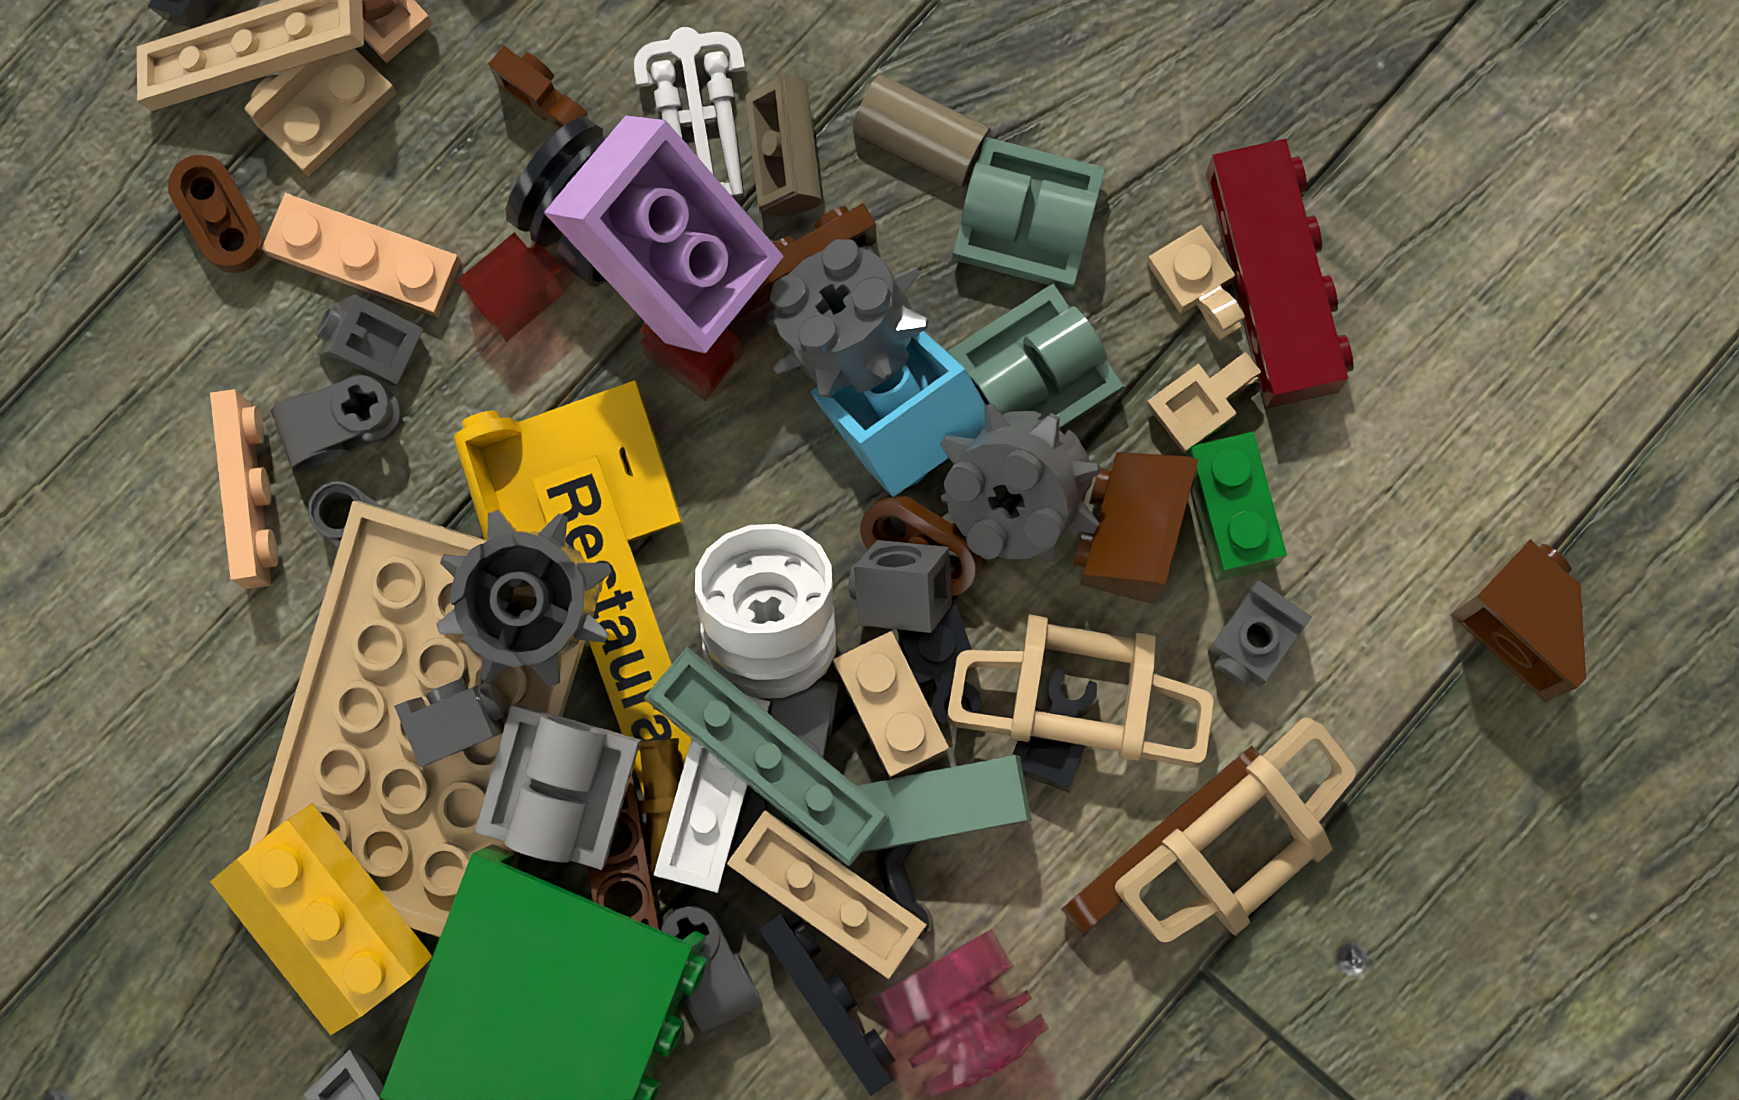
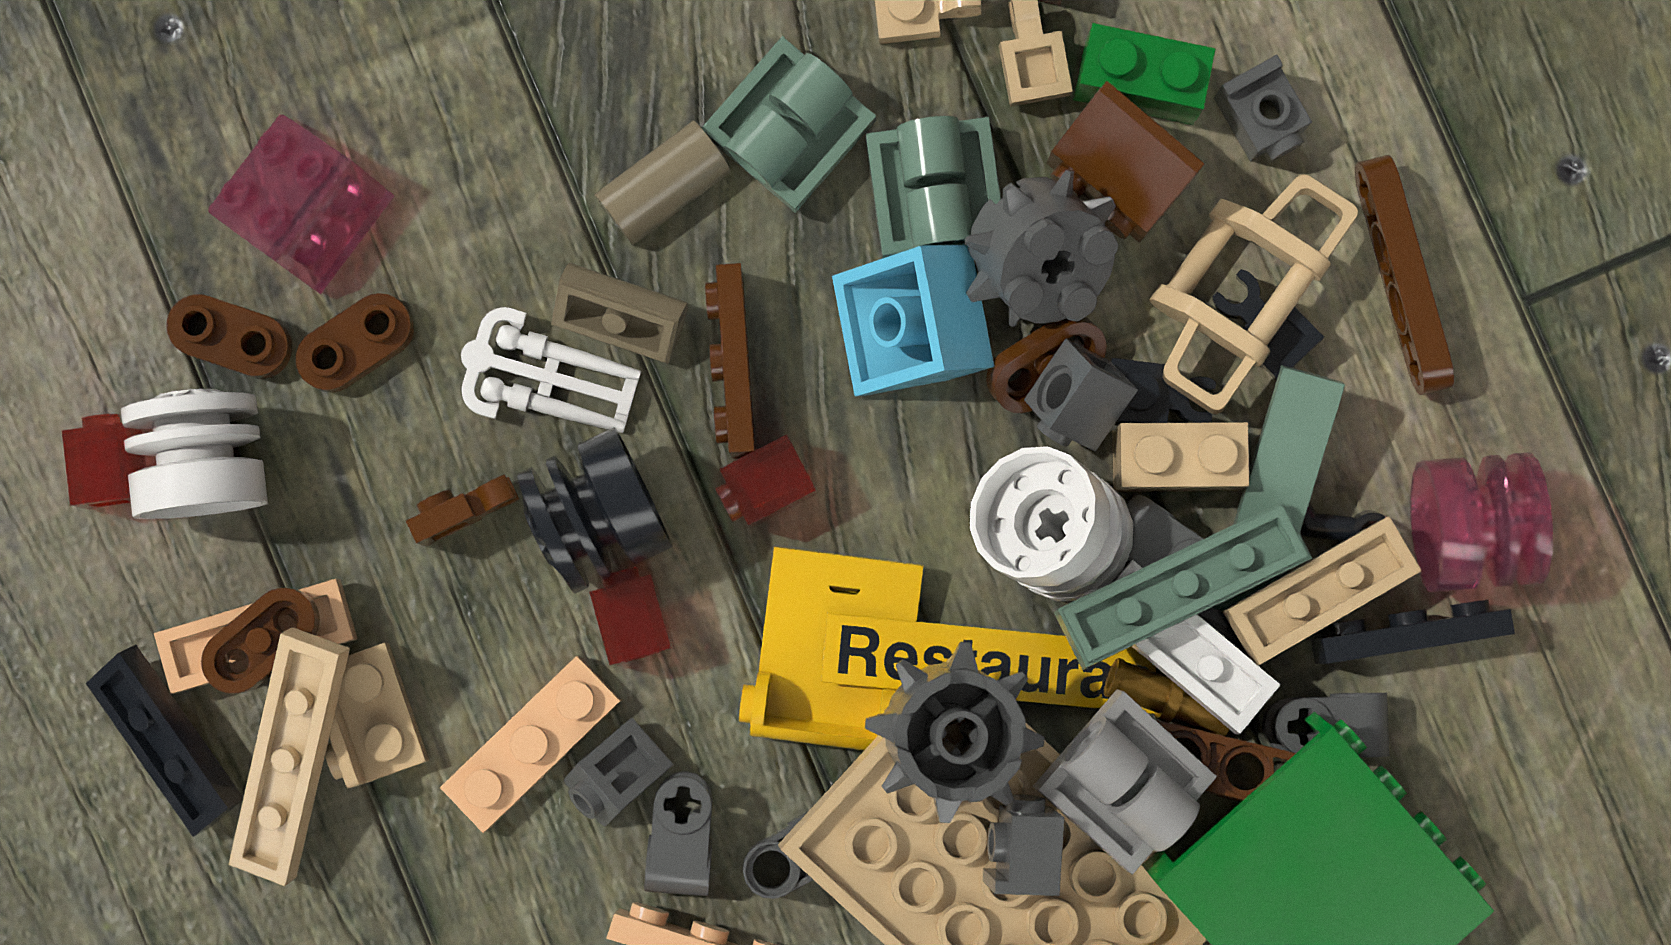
camera: 70 degrees left, 5 degrees up
(217, 217) = (430, 859): reddish brown plate -> none
(664, 233) = (679, 451): lavender brick -> none
(844, 318) = (783, 326): dark grey brick -> none
(1185, 847) = (1430, 261): tan bar -> none

